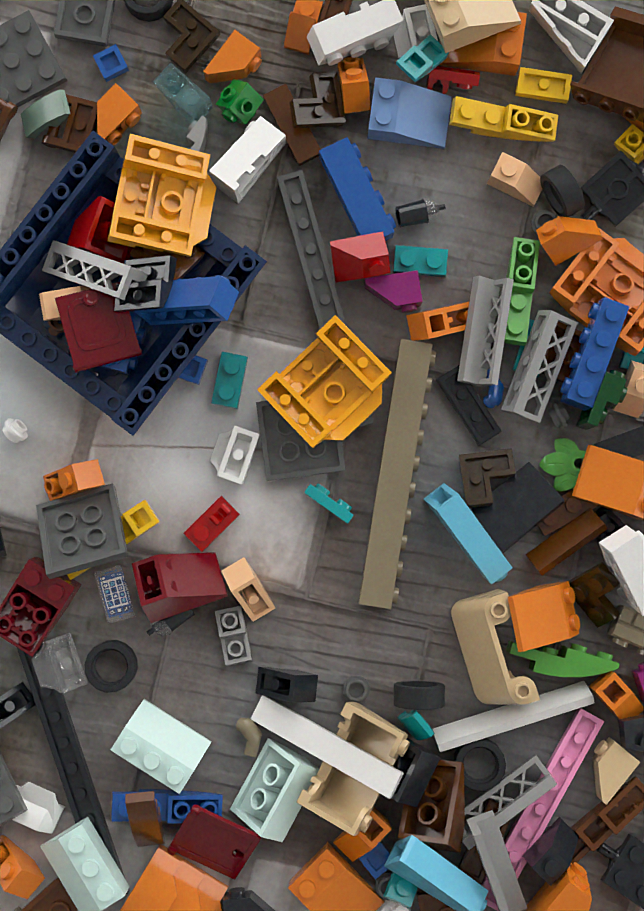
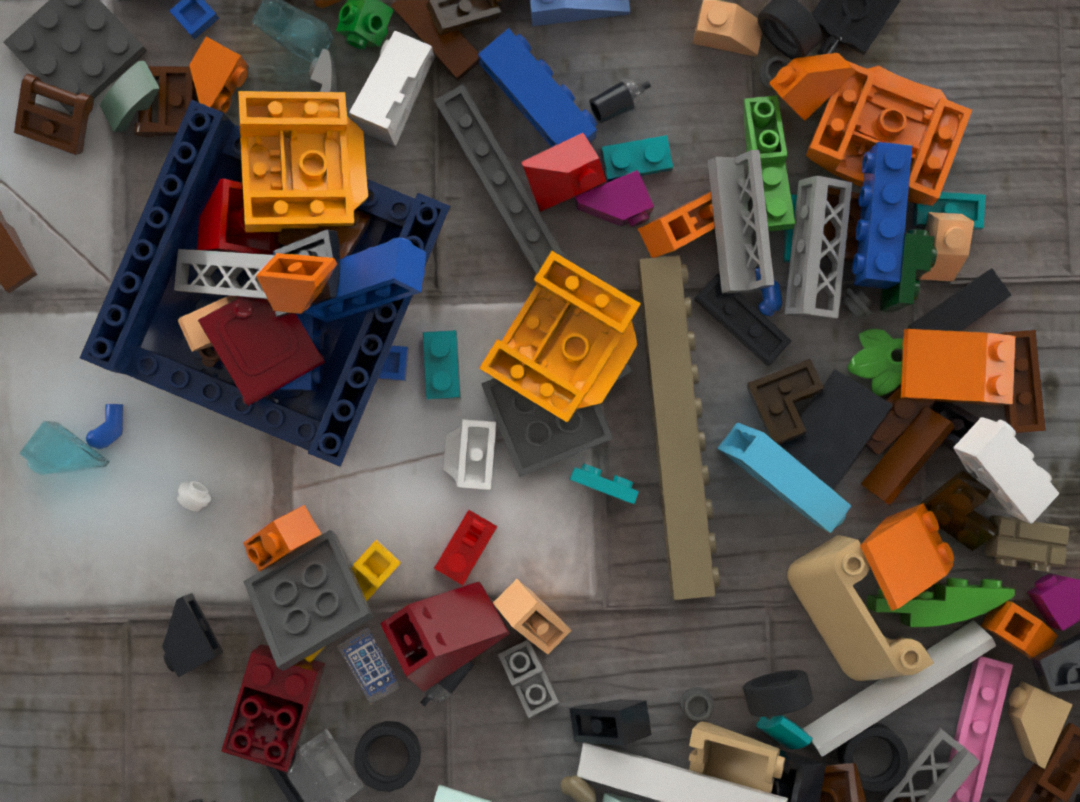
camera: 10 degrees left, 0 degrees up
(135, 287) = (294, 280): none -> orange slope

